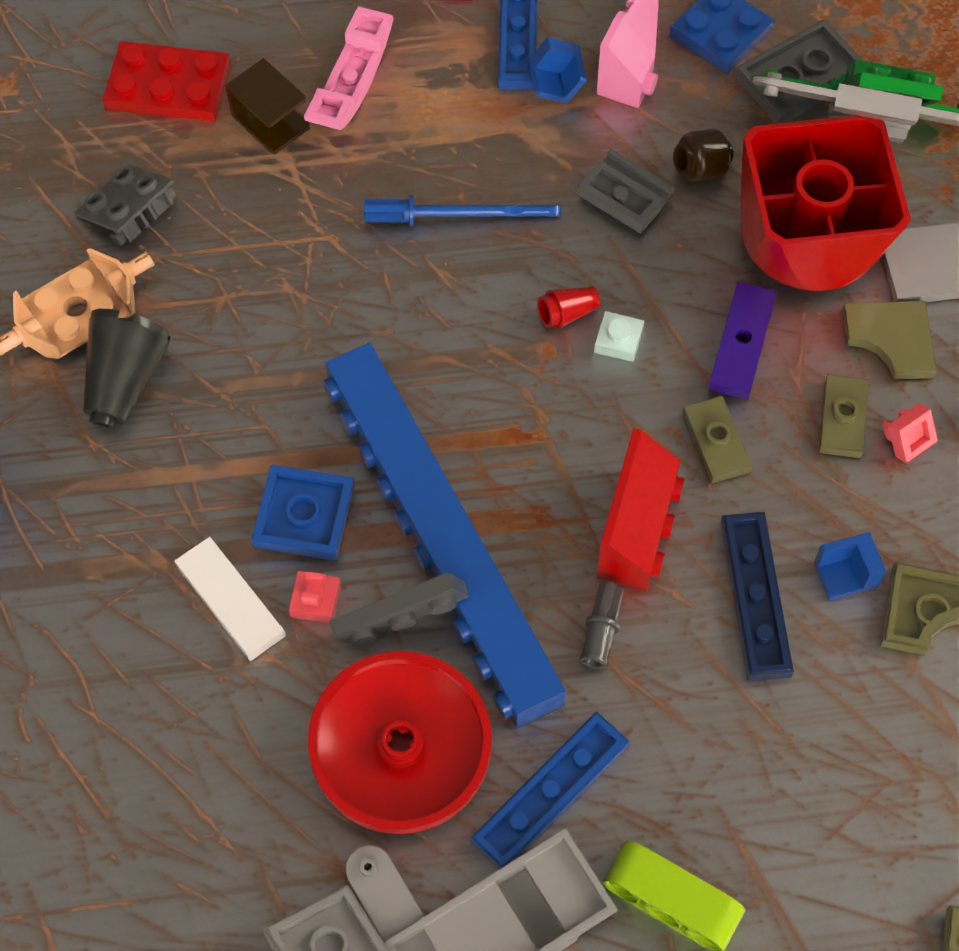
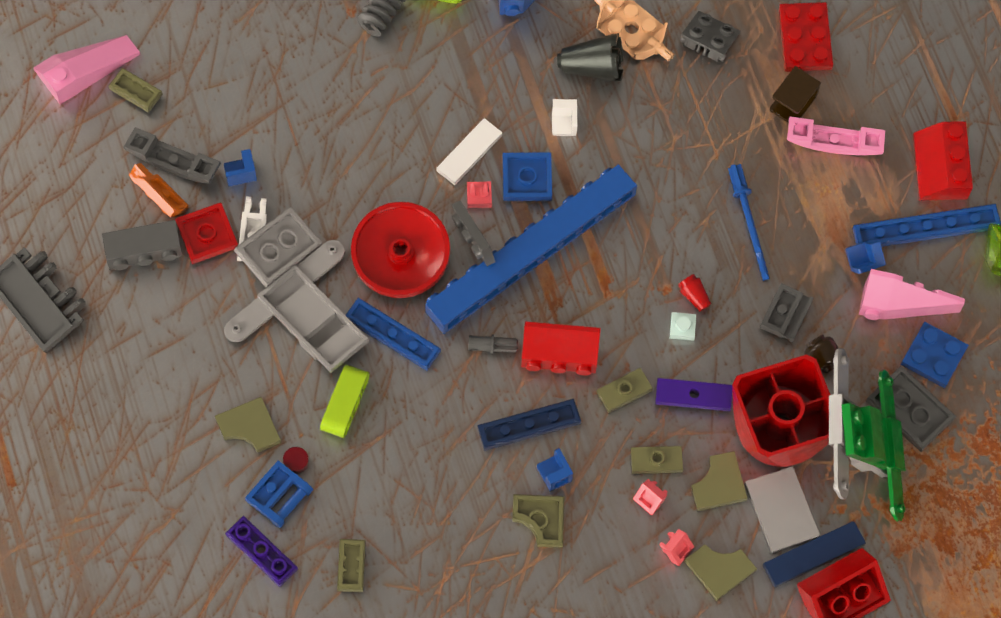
camera: 75 degrees right, 5 degrees up
(210, 433) = (564, 117): none -> white panel

